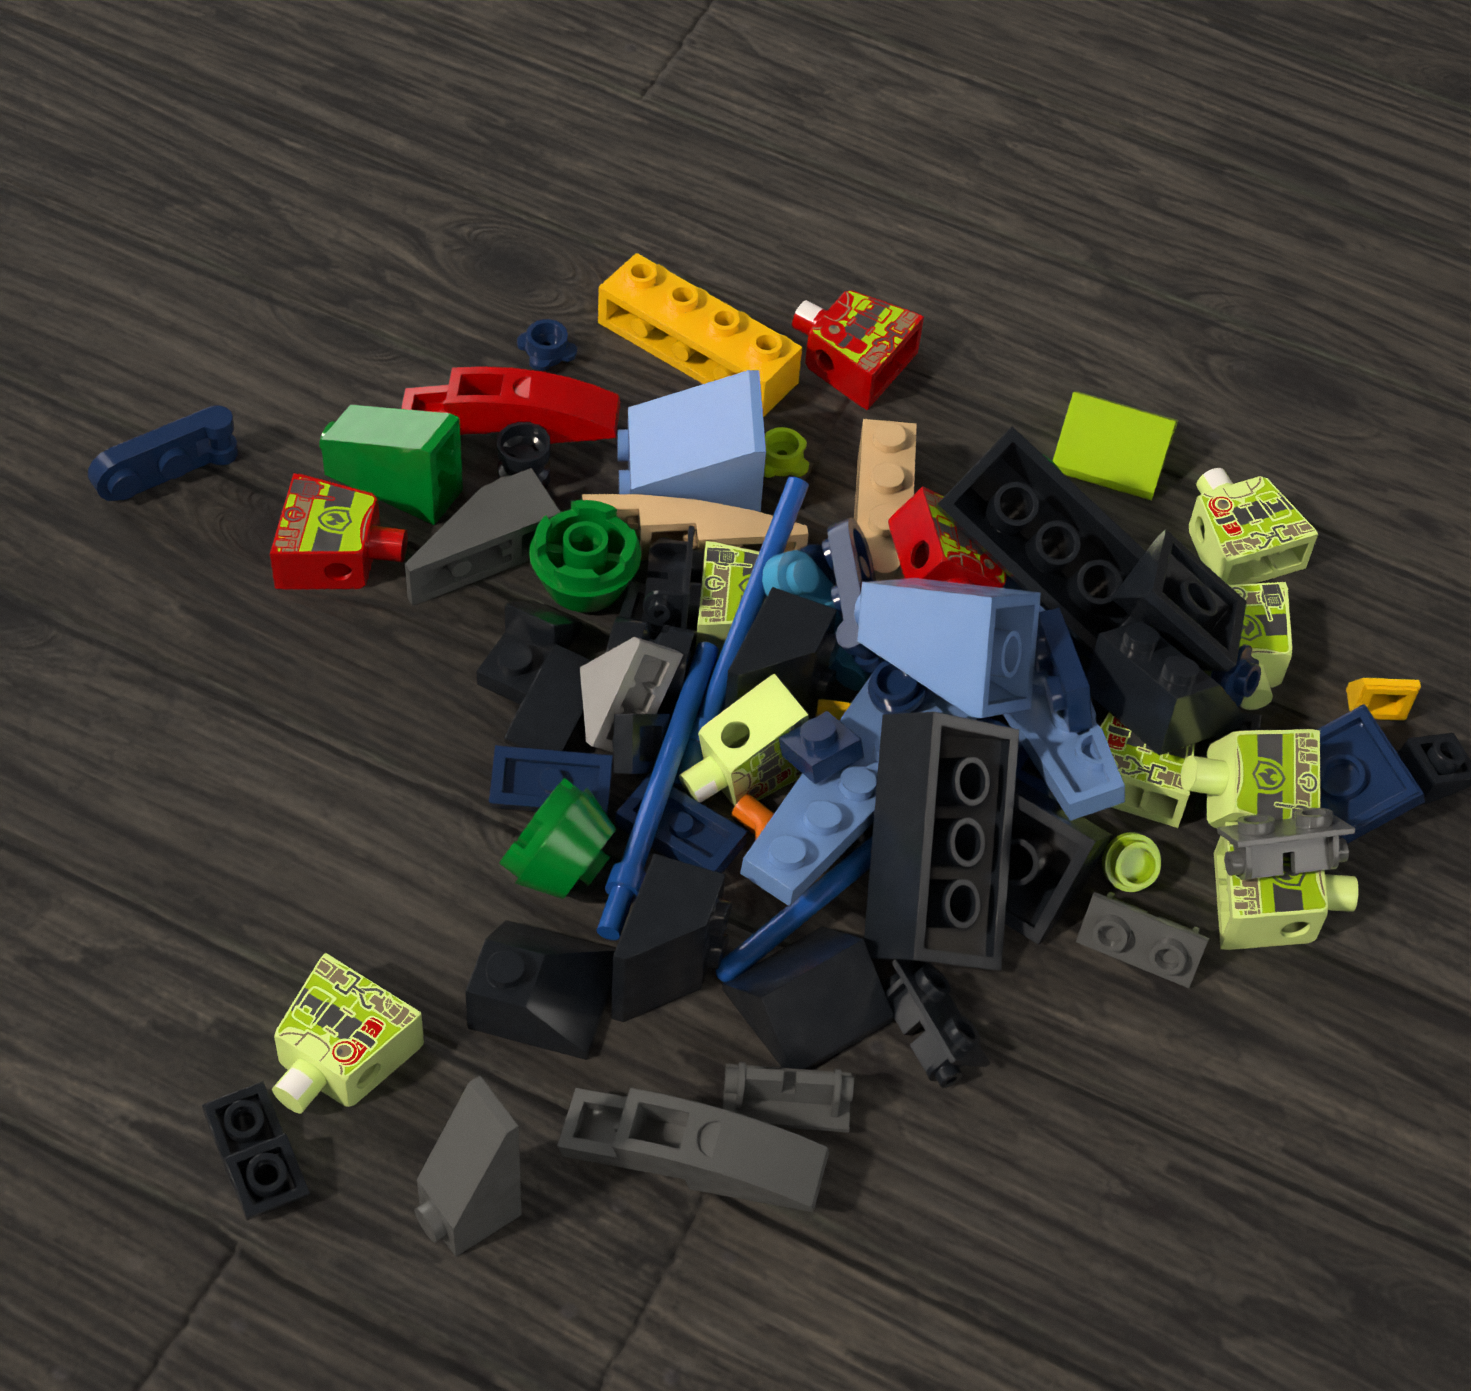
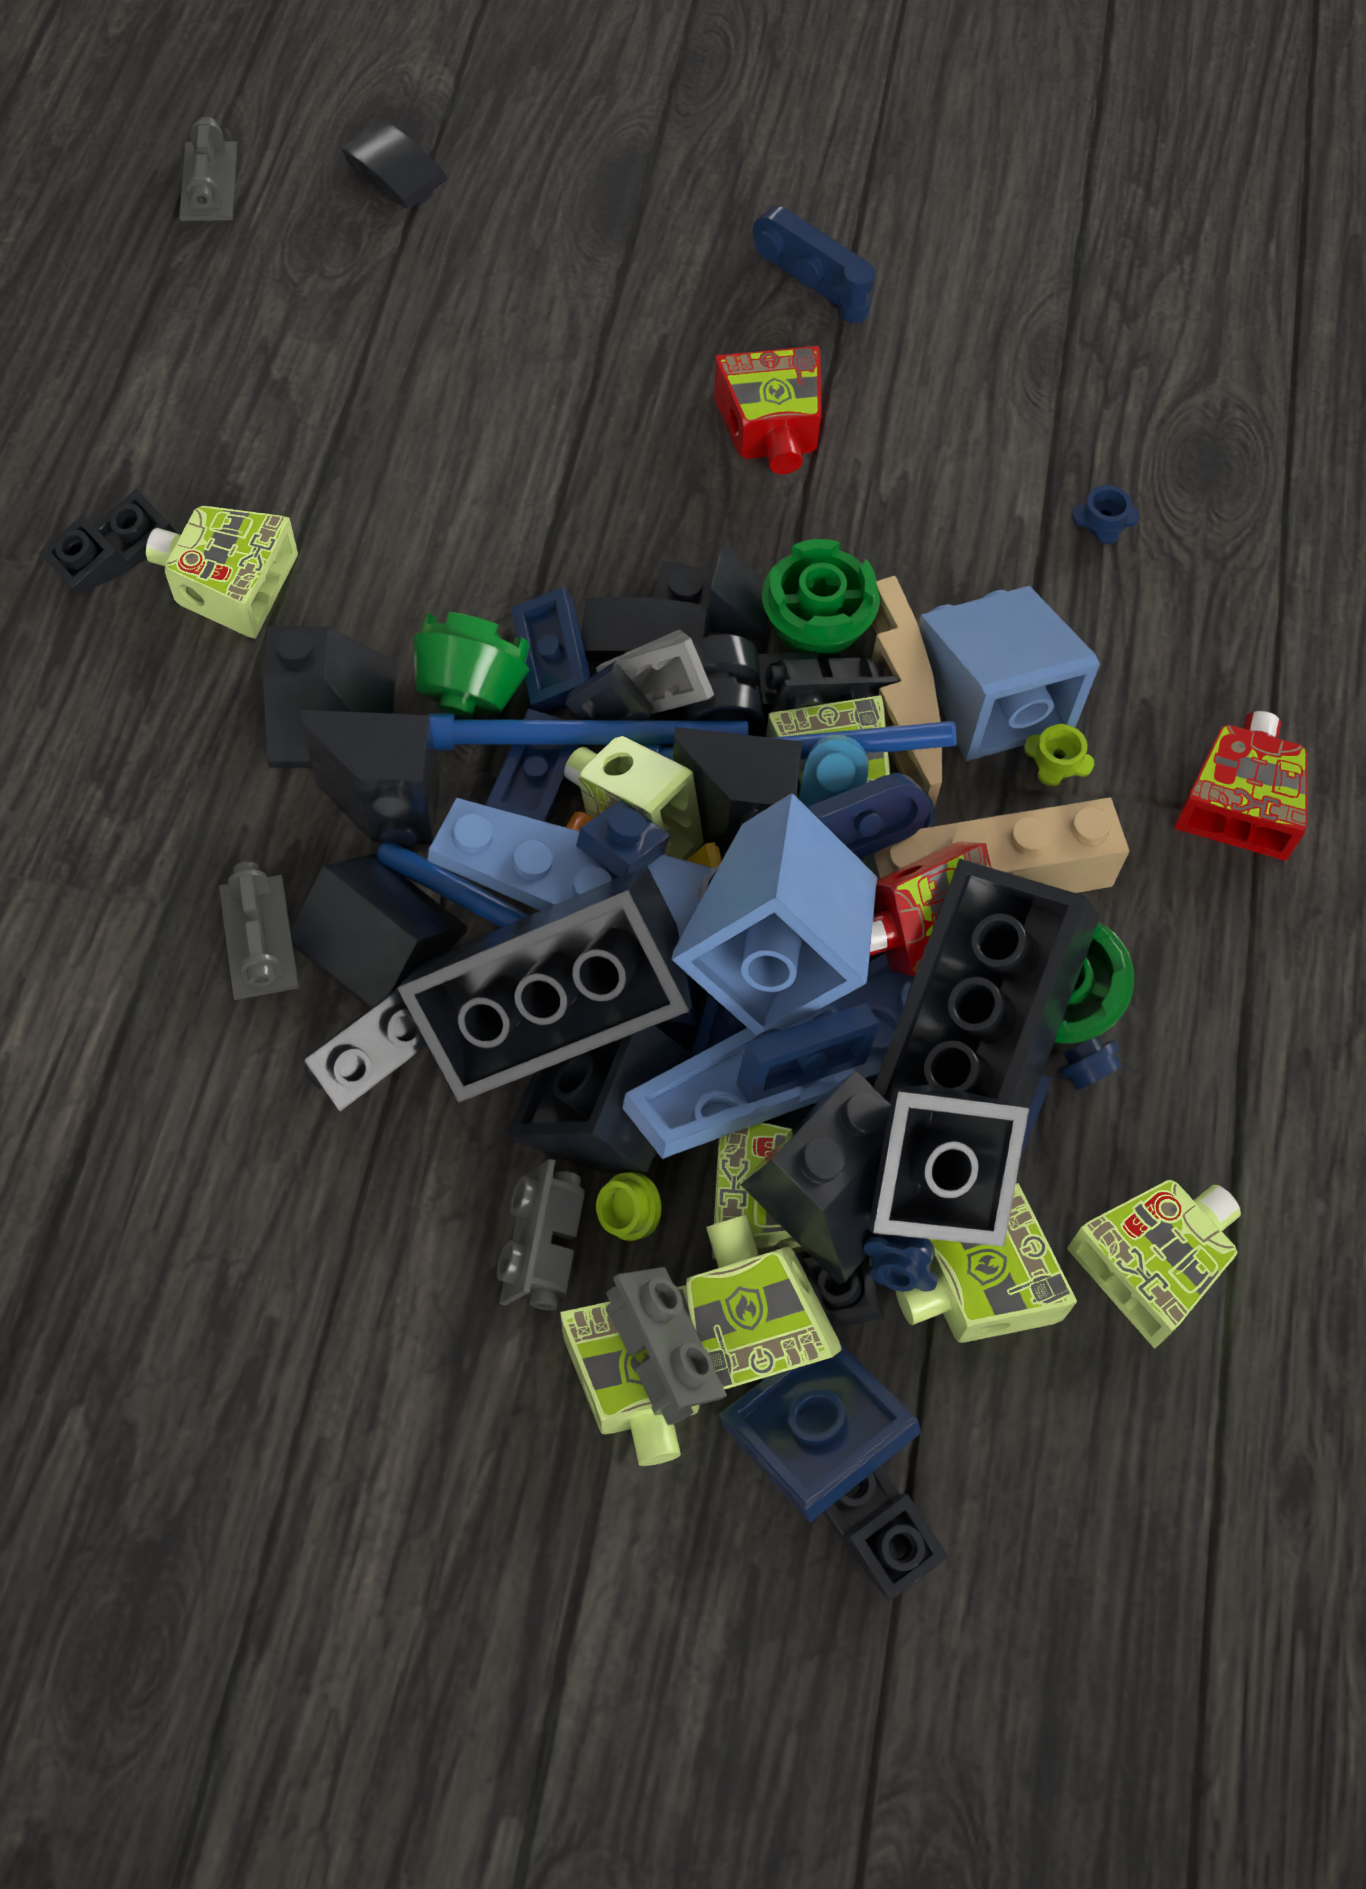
camera: 75 degrees right, 10 degrees up
(398, 456) = (880, 427): green slope -> none
(472, 1172) = (84, 684): dark grey slope -> none
(481, 537) = (815, 508): dark grey slope -> none
(498, 396) = (997, 500): red slope -> none
(524, 447) = (937, 527): black wheel -> none
(695, 329) = (1183, 638): yellow brick -> none
(696, 1143) = (163, 865): dark grey slope -> none
(1113, 445) = (1244, 1087): lime slope -> none
(1383, 697) = (975, 1459): yellow slope -> none

